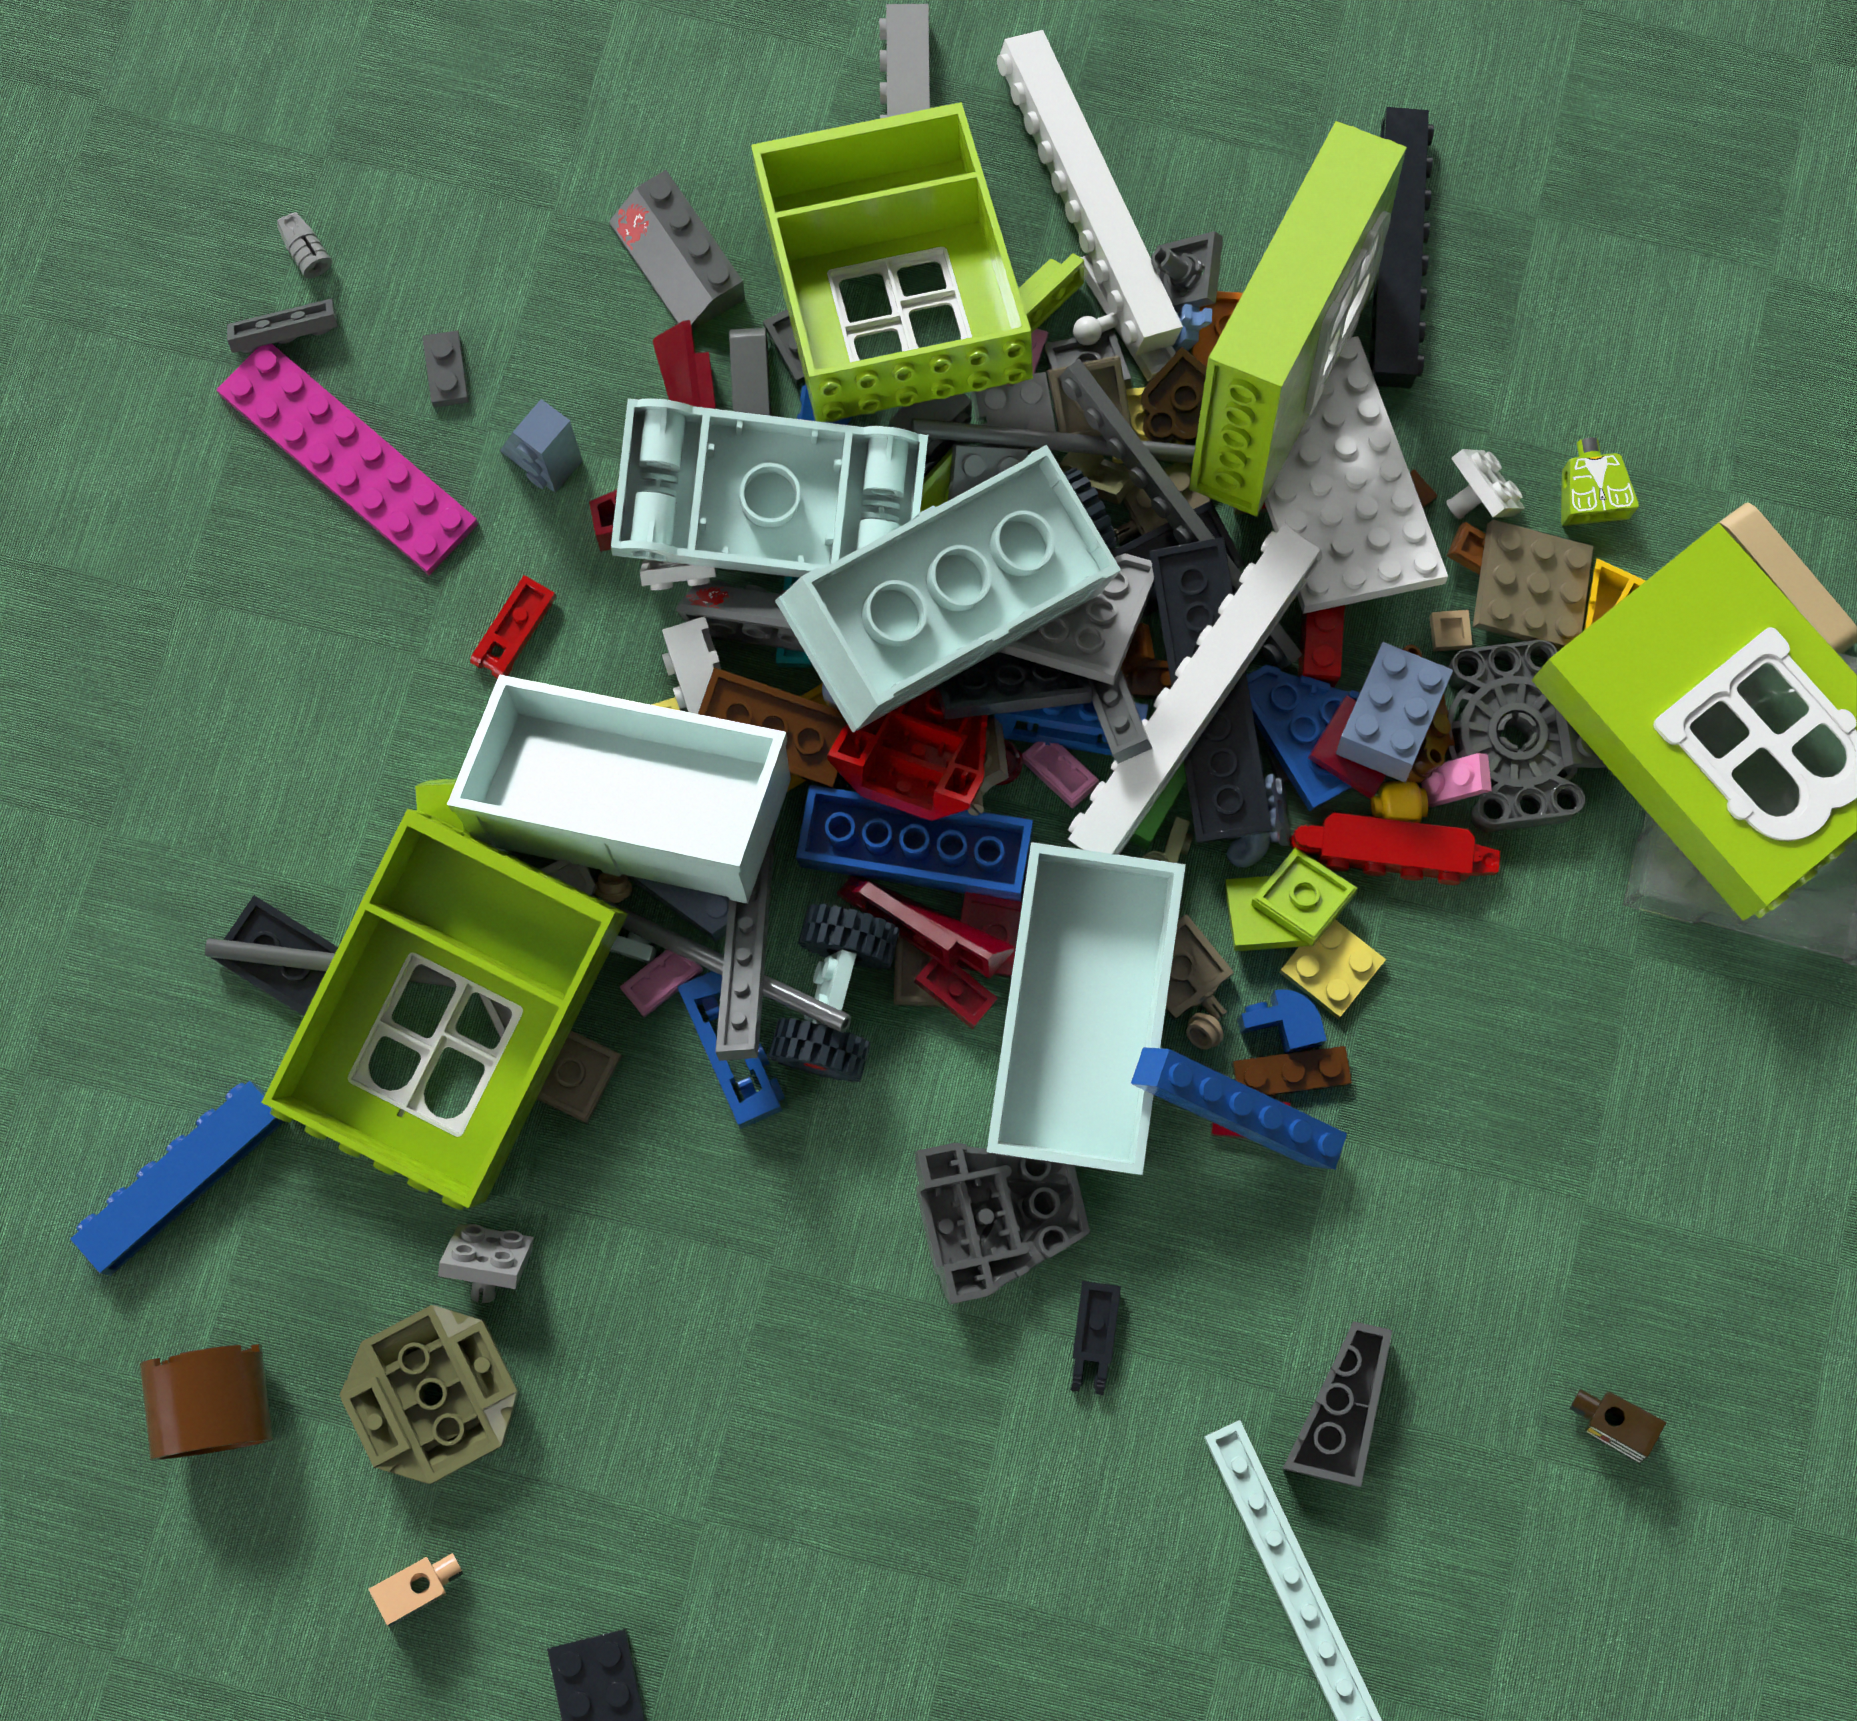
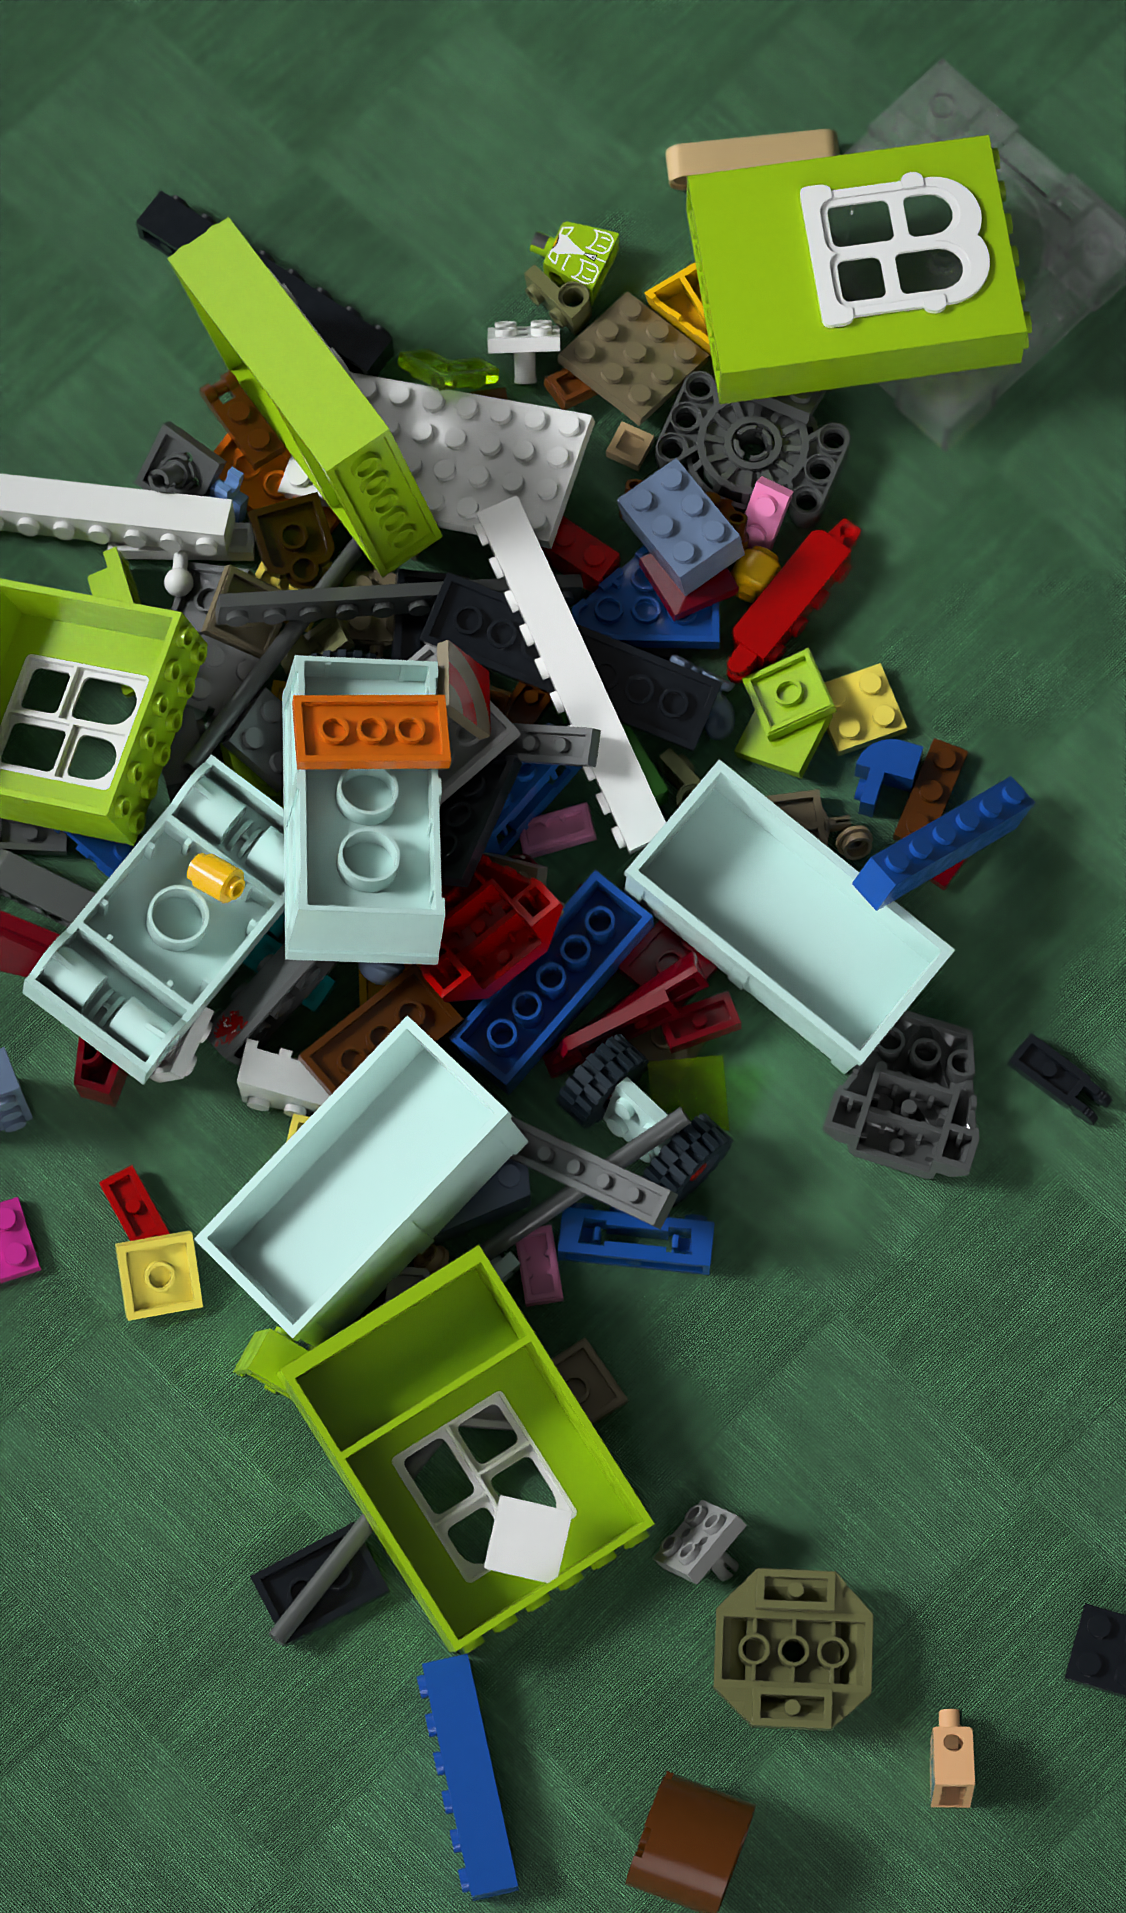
camera: 55 degrees left, 5 degrees down
(393, 1107) = (528, 1539): none -> white sticker
(467, 668) = (159, 1275): none -> light yellow plate
(818, 502) = (216, 877): none -> yellow brick
(889, 1018) = (693, 1084): none -> clear neon green plate
(1010, 546) = (371, 732): none -> orange plate
(1117, 610) = (465, 689): none -> dark tan tile
(1412, 436) = (446, 374): none -> clear neon green plate
(1547, 493) = (545, 292): none -> olive plate

